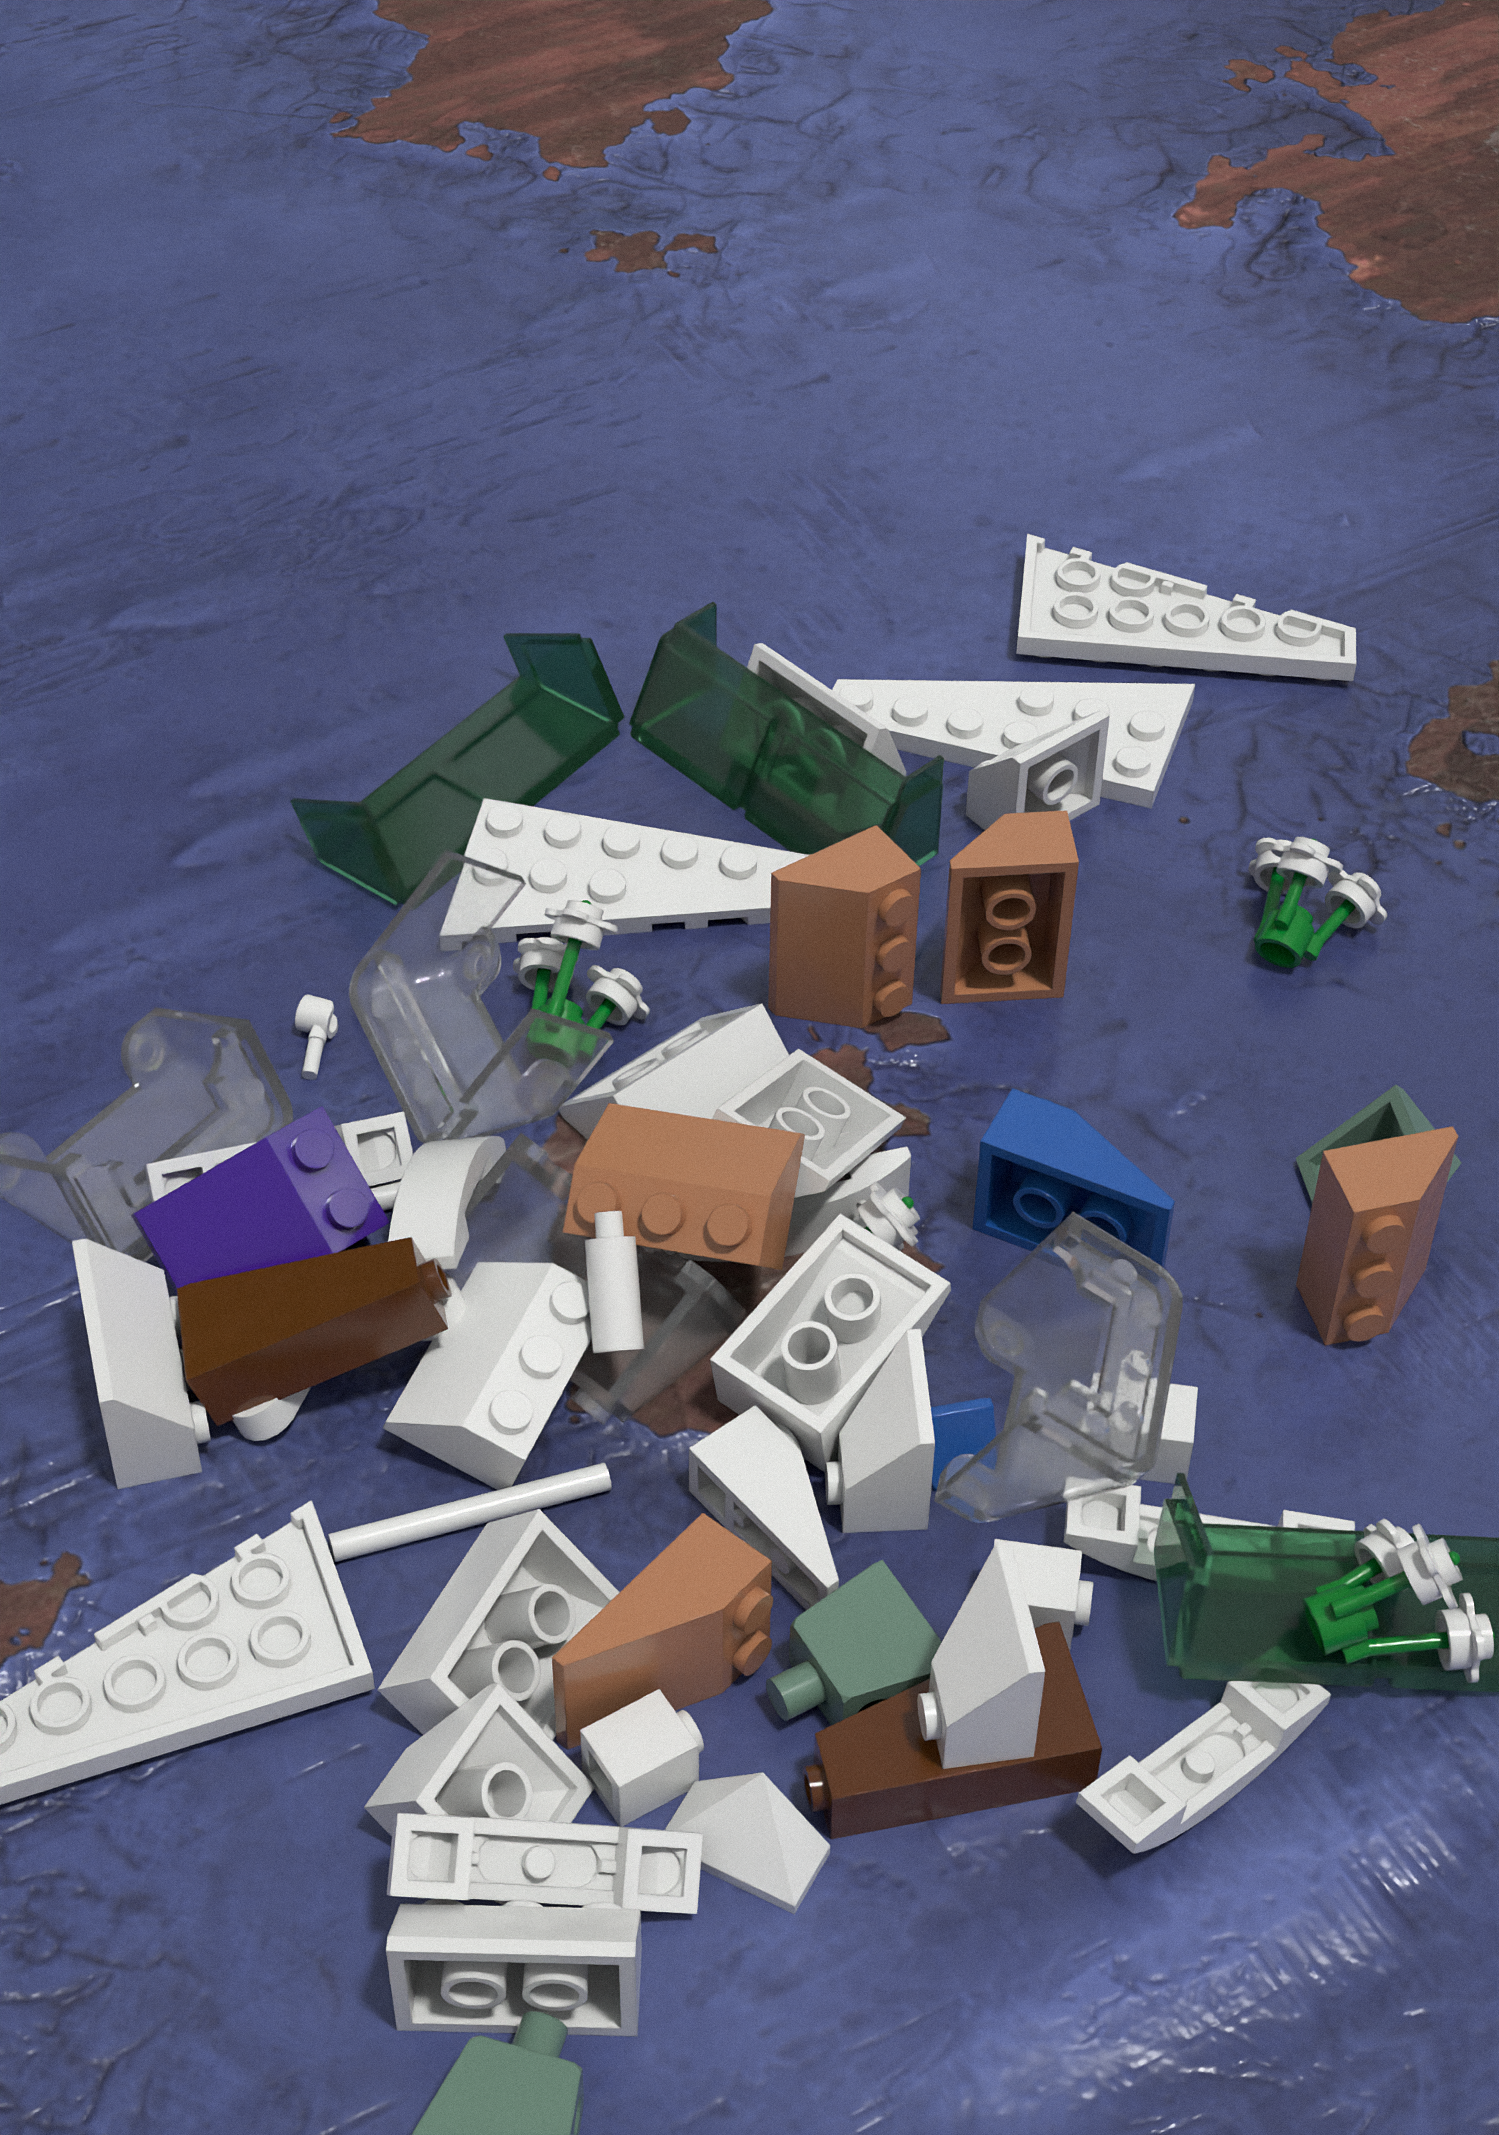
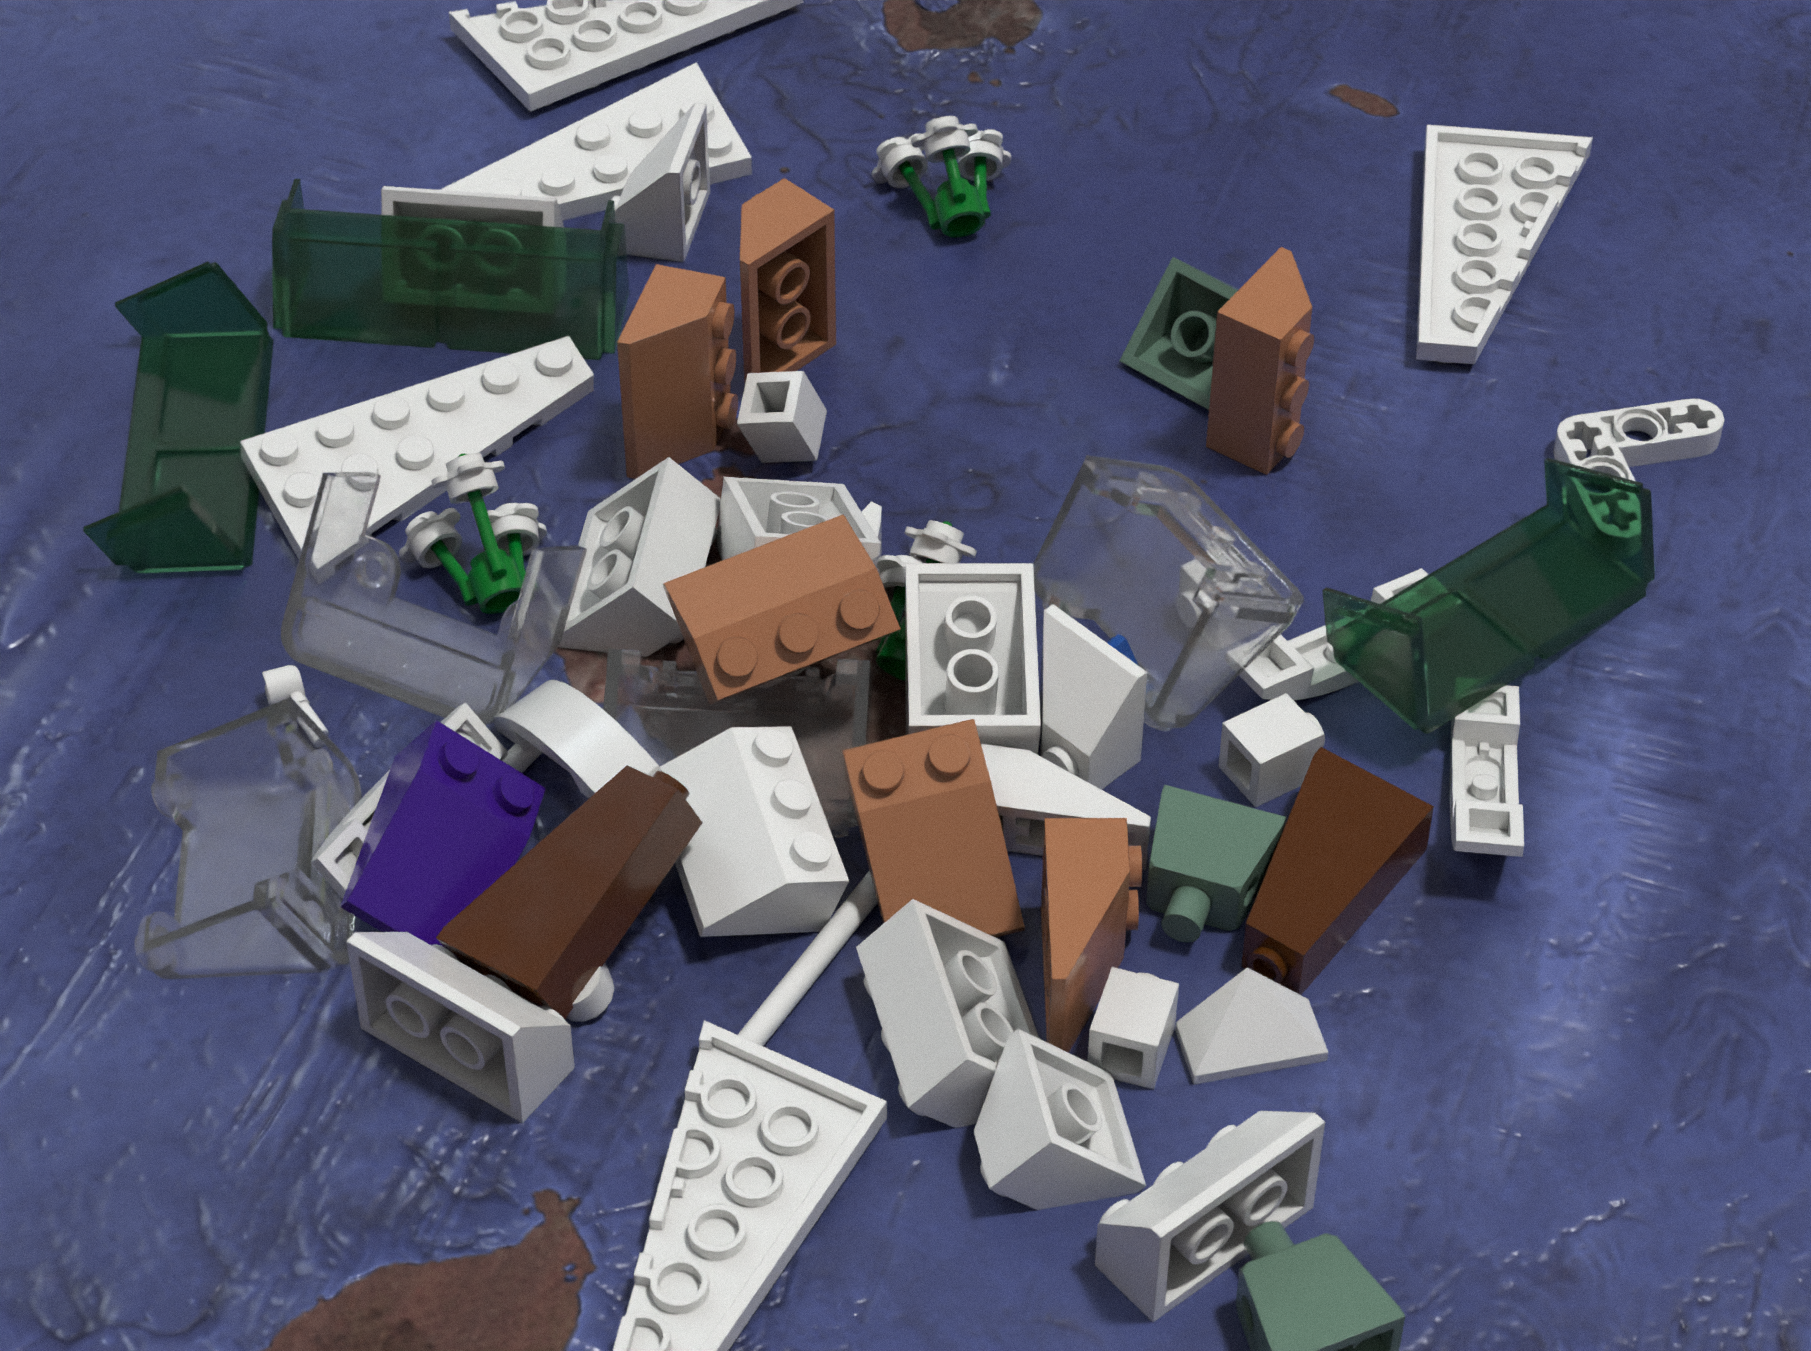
camera: 40 degrees left, 0 degrees up
(544, 1862) = (1162, 1128): white slope -> none
(613, 1286) = (801, 712): white cylinder -> none
(634, 1457) = (934, 827): none -> nougat slope
(919, 1028) = (782, 416): none -> white brick
(986, 1673) = (1342, 788): white slope -> none
(1050, 1162) = (1013, 460): blue slope -> none
(1392, 1561) = (1496, 619): plant -> none

